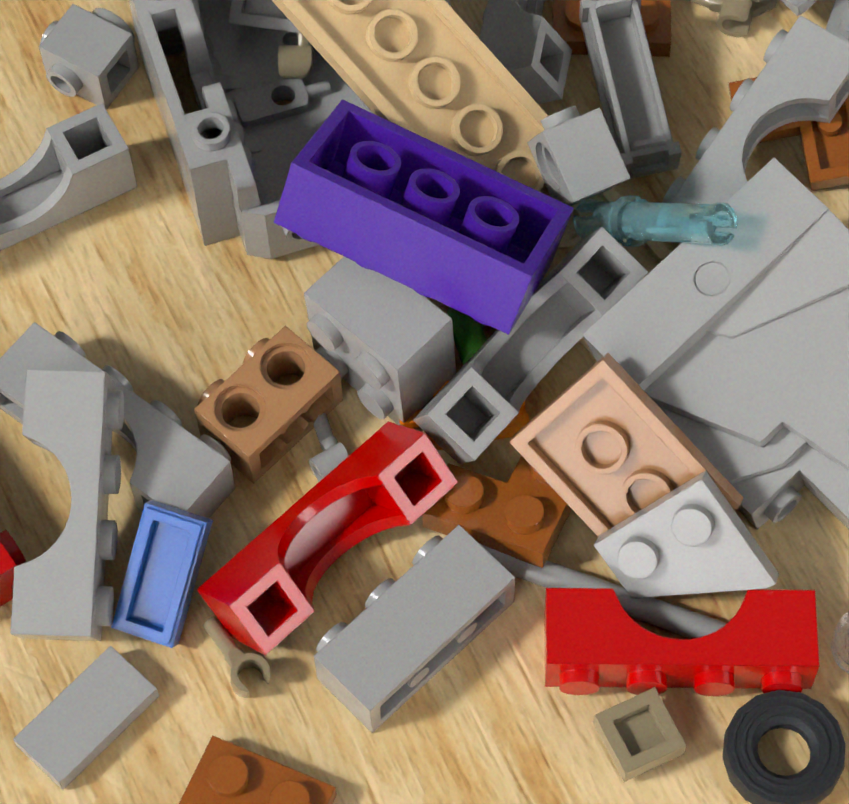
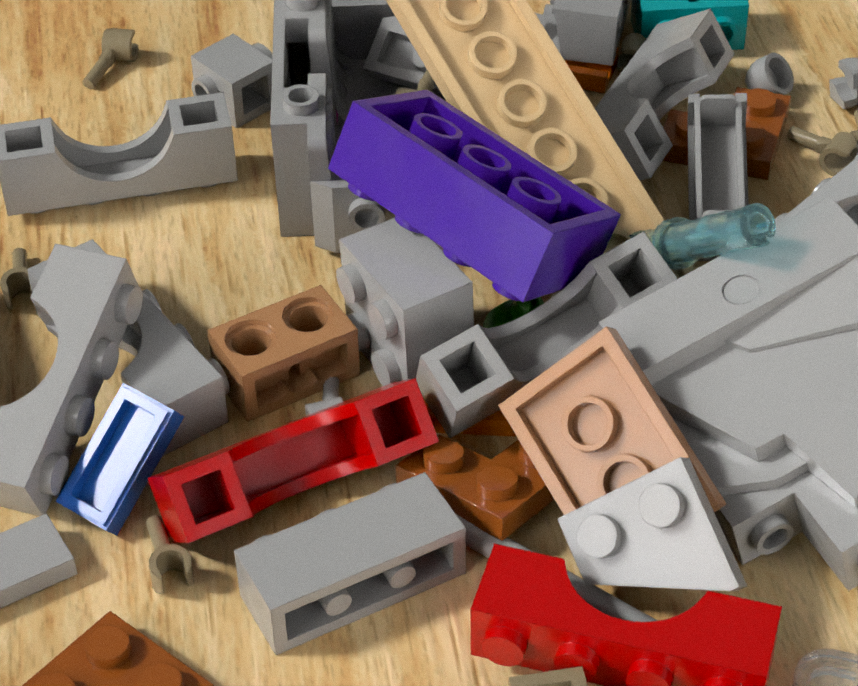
camera: 15 degrees right, 20 degrees down
(577, 156) = (640, 183): light grey brick -> none

